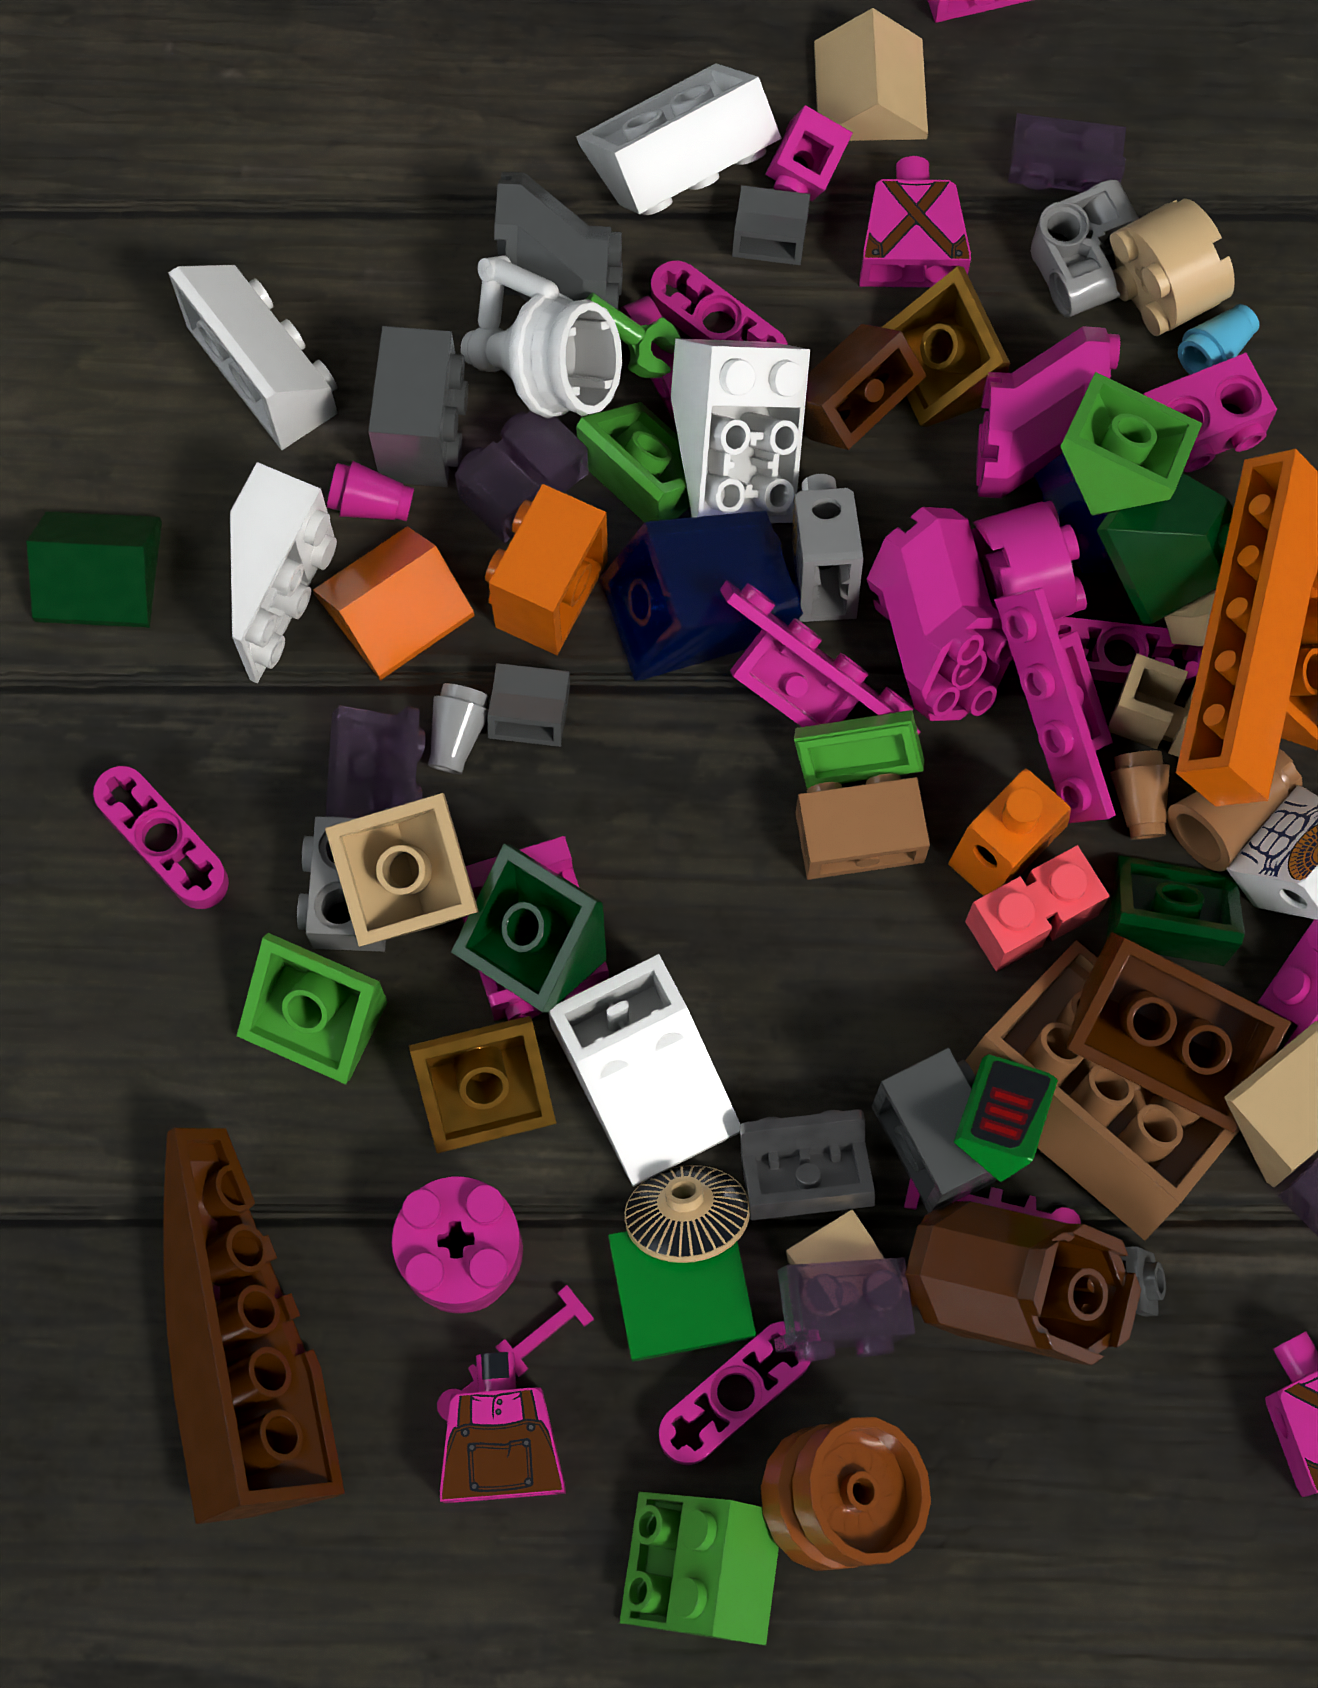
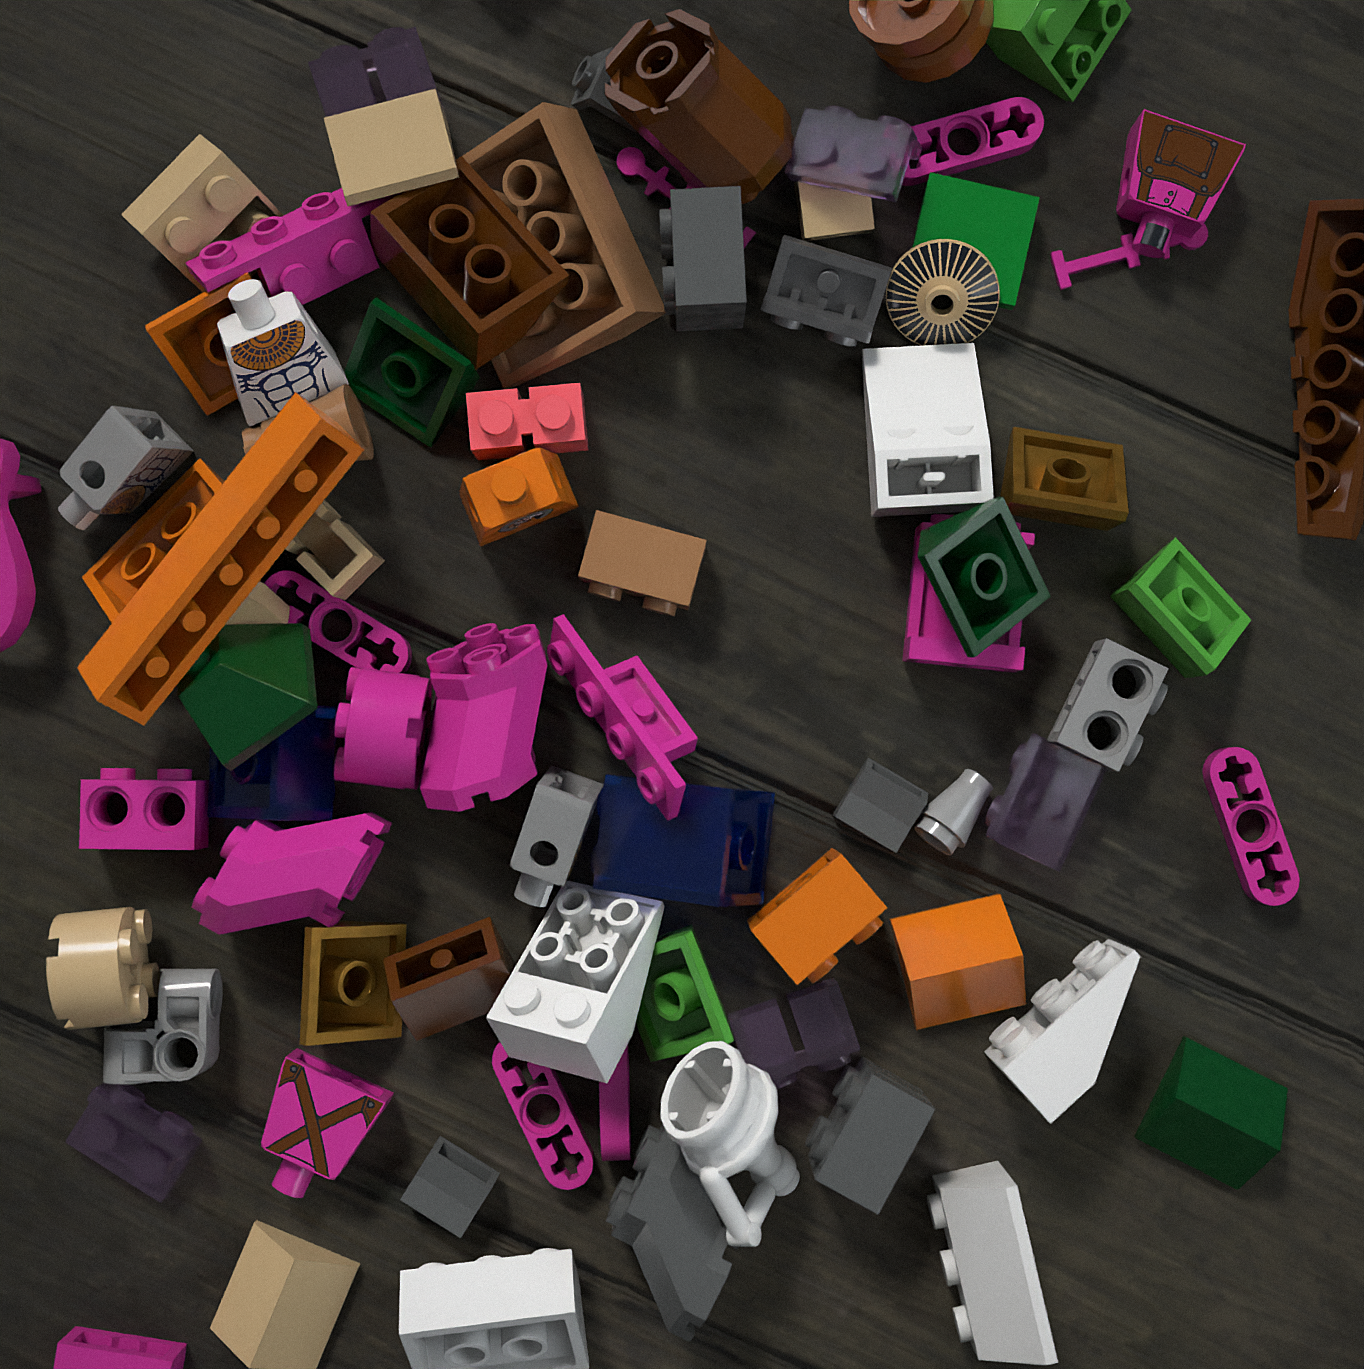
camera: 155 degrees left, 15 degrees up
(368, 494) = (941, 1074): dark pink cone -> none
(401, 870) = (1071, 679): tan slope -> none
(431, 1219) = (1172, 336): dark pink brick -> none
(640, 338) = (638, 1107): bright green bar -> none
(818, 143) = (363, 1242): dark pink brick -> none
(859, 748) = (613, 628): bright green tile -> none
(1005, 1115) = (657, 222): slope -> none
(1060, 701) = (417, 586): dark pink bracket -> none
(1126, 447) = (246, 776): bright green slope -> none
(1143, 792) = (383, 488): medium nougat cone -> none
(1217, 339) = (96, 881): medium azure cone -> none

